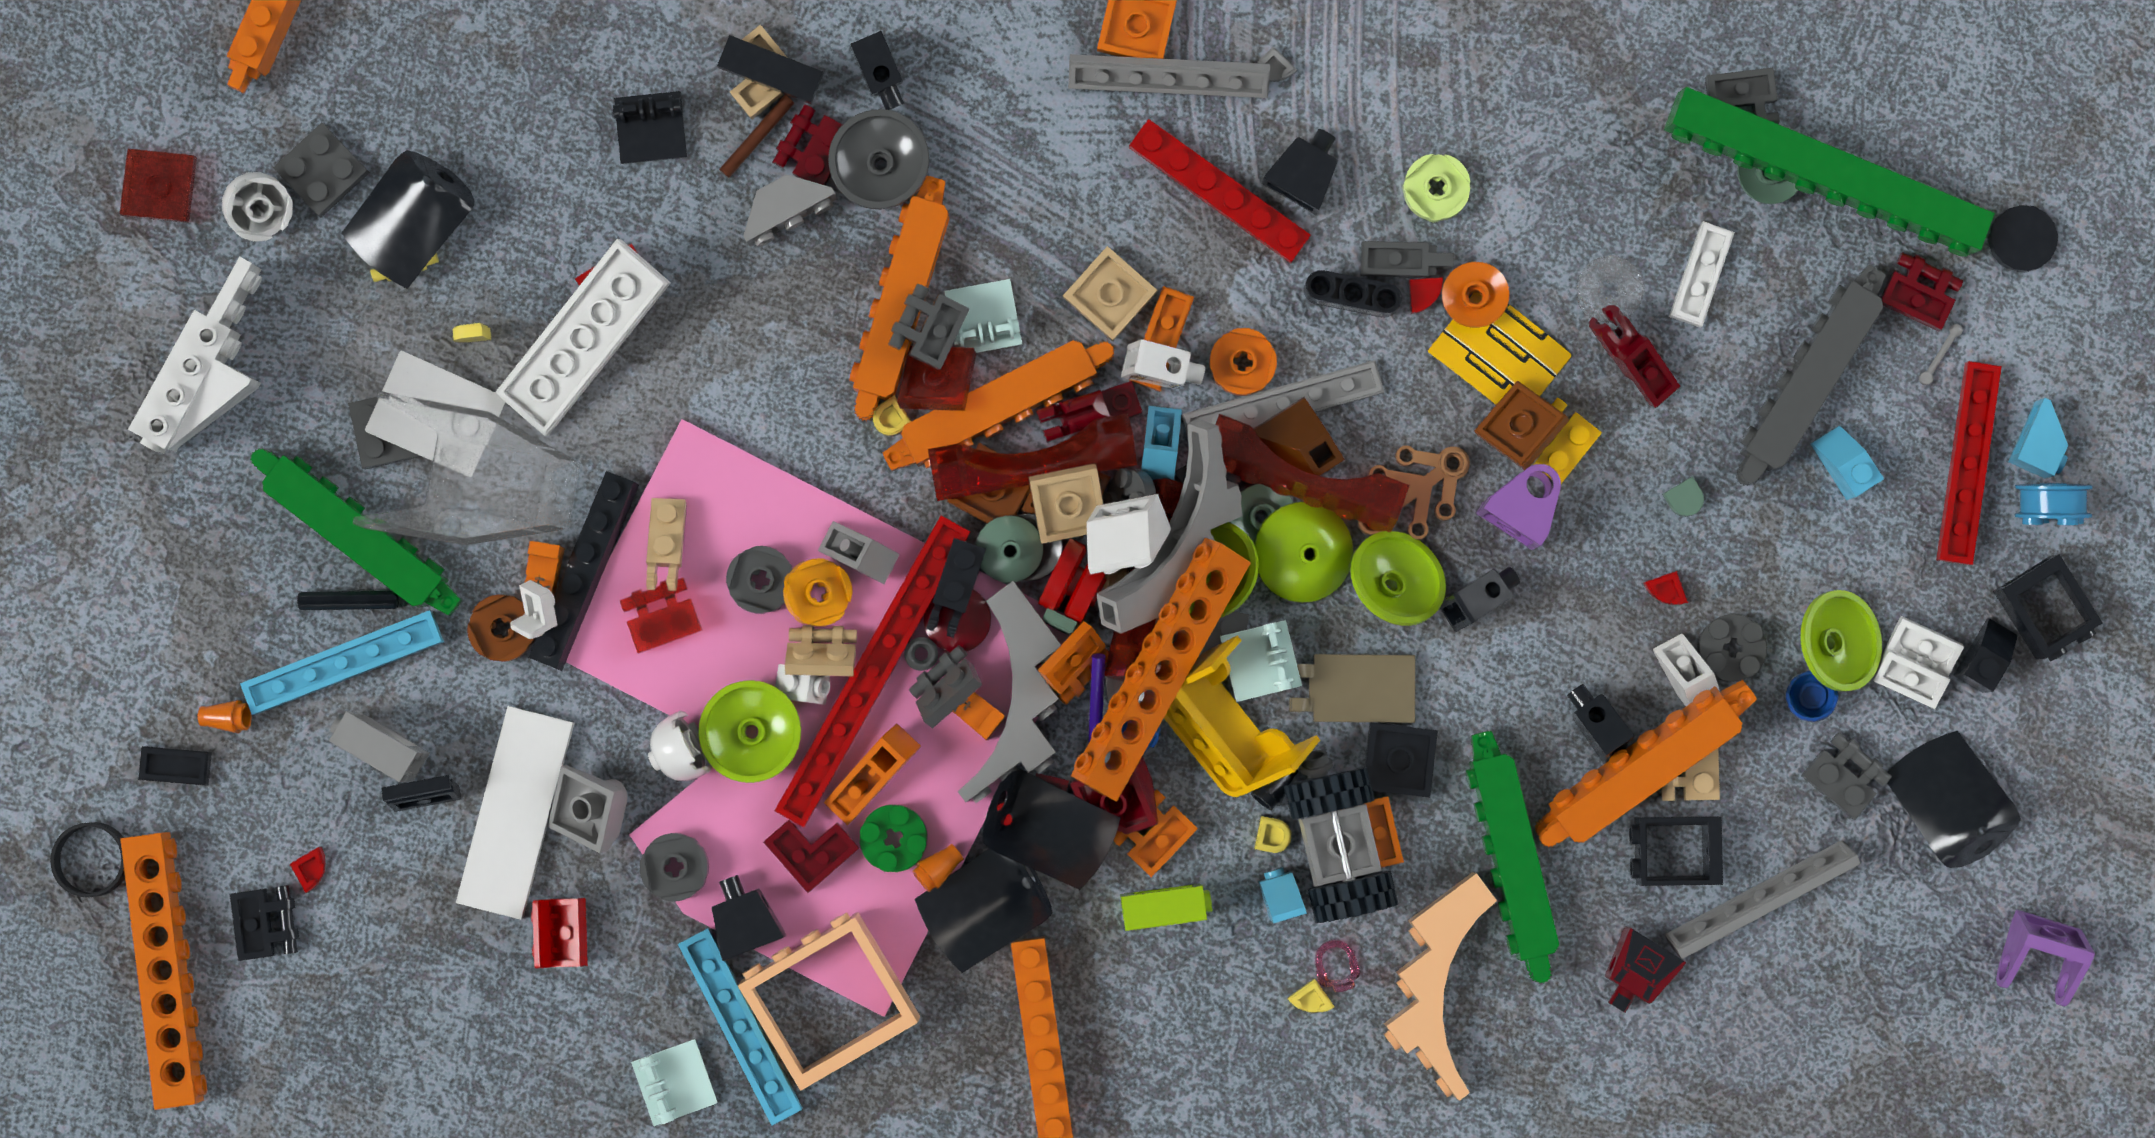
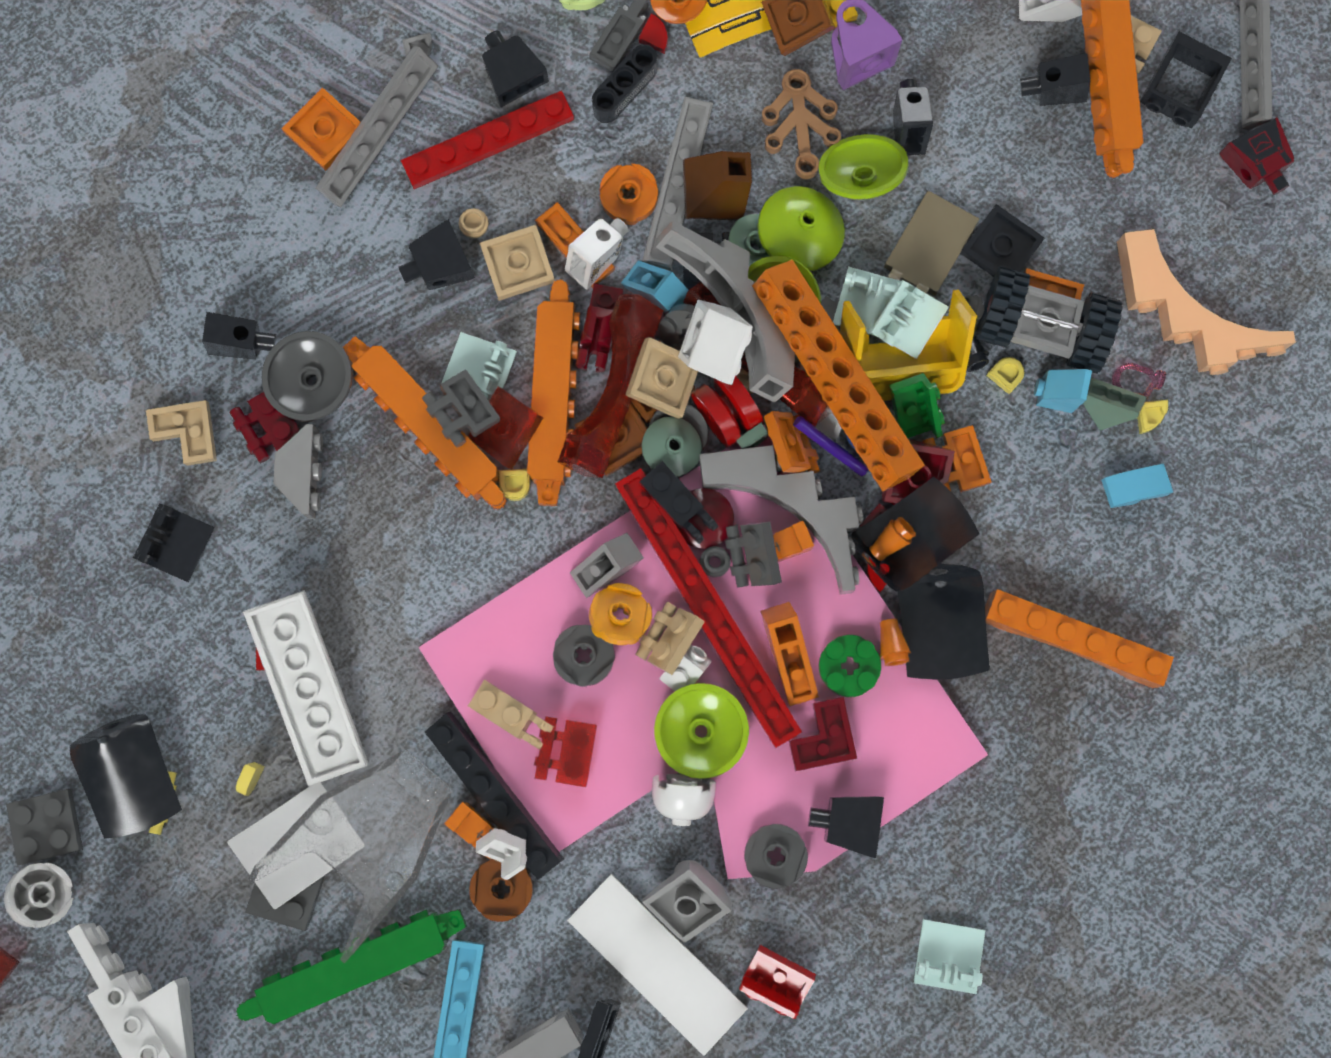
camera: 60 degrees left, 5 degrees down
(347, 600) = (405, 1005): black axle -> none
(740, 1027) = (933, 876): medium azure plate -> none
(756, 136) = (232, 464): copper bar -> none
(770, 69) = (185, 420): black tile -> none
(857, 1047) = (1001, 791): light nougat window -> none
(1038, 812) = (893, 538): none -> orange cone
(1068, 214) = (437, 259): none -> black torso
(1126, 227) = (473, 223): none -> tan plate
(1165, 906) = (1022, 482): lime window -> none
(1181, 762) = (917, 406): none -> green bracket
(1228, 1021) = (1137, 485): none -> medium azure slope
(1262, 708) = (909, 319): none -> light aqua hinge
(1298, 951) = (1111, 404): none -> sand green slope
(1368, 499) = (792, 152): clear red arch -> none
(1513, 855) = (1124, 202): green hinge -> none

